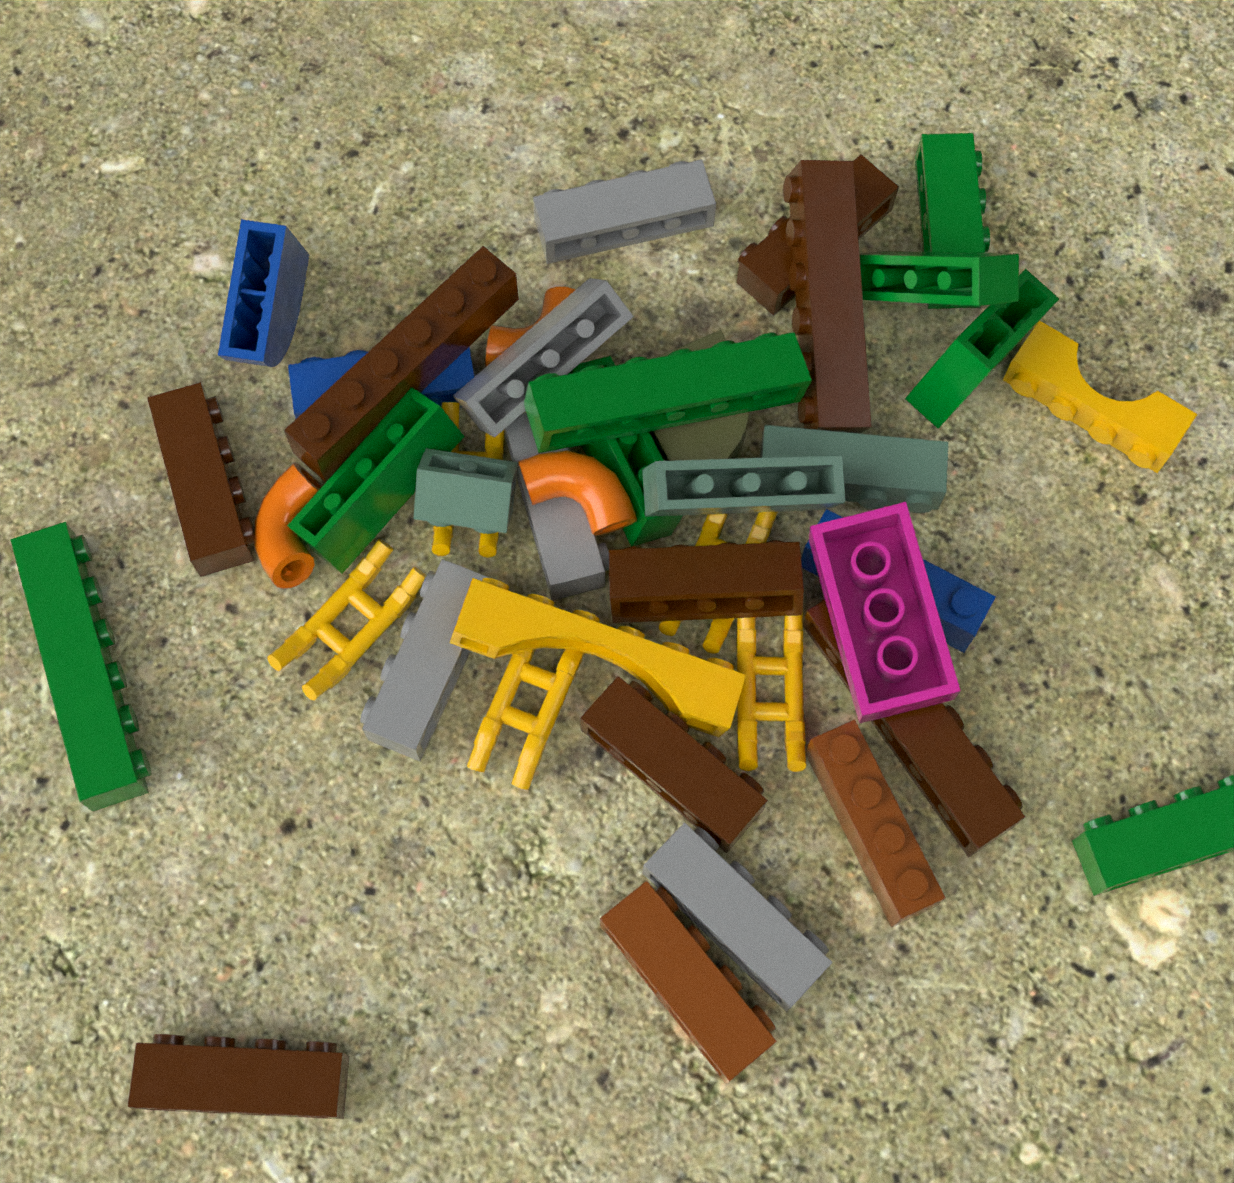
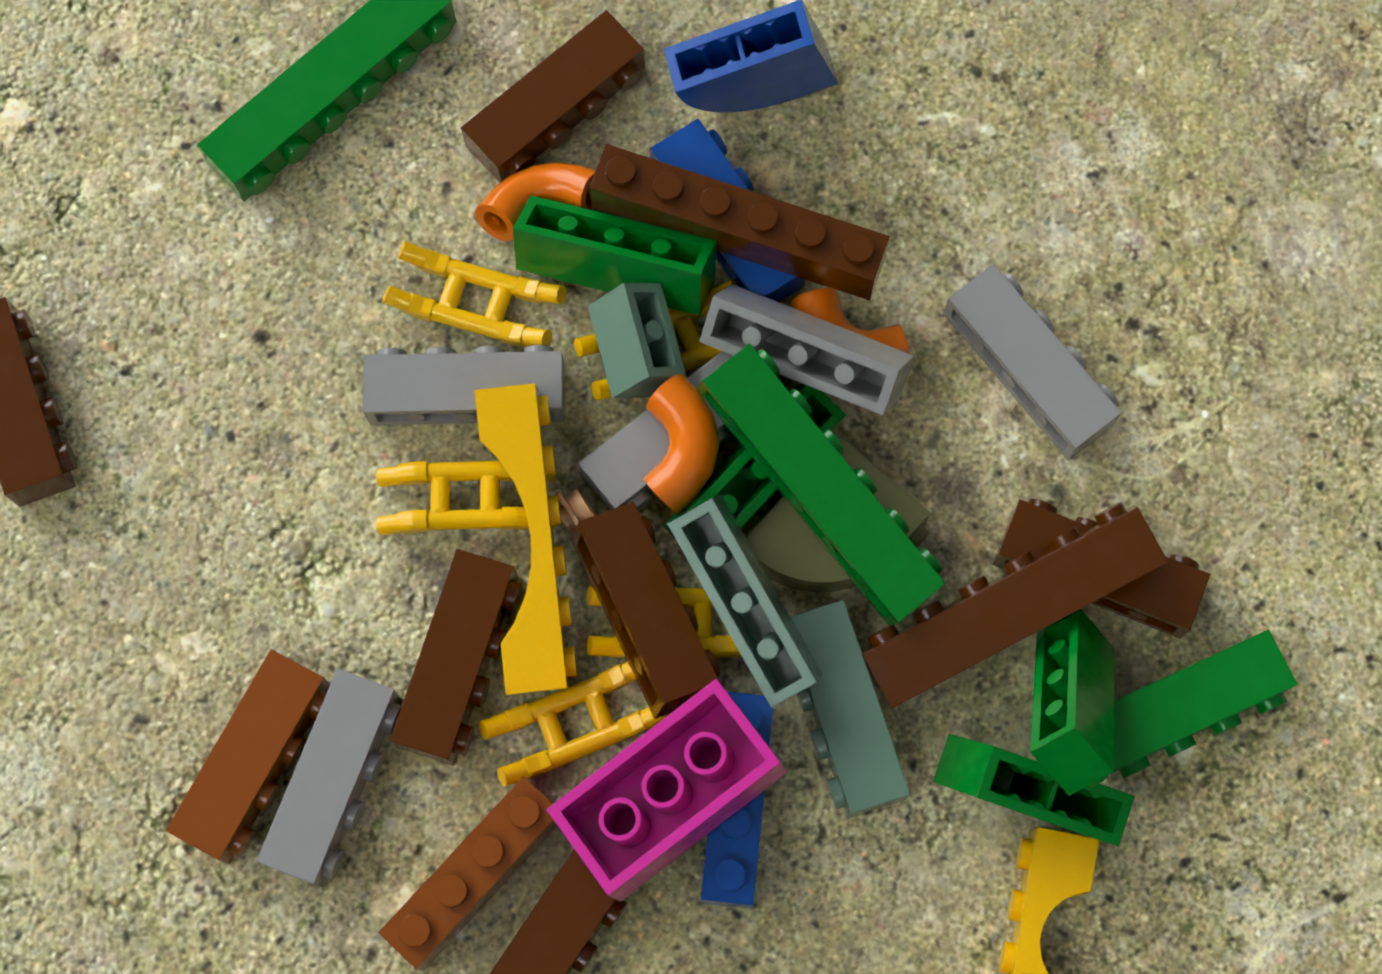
camera: 70 degrees right, 5 degrees up
(591, 603) = (574, 509): none -> light nougat plate

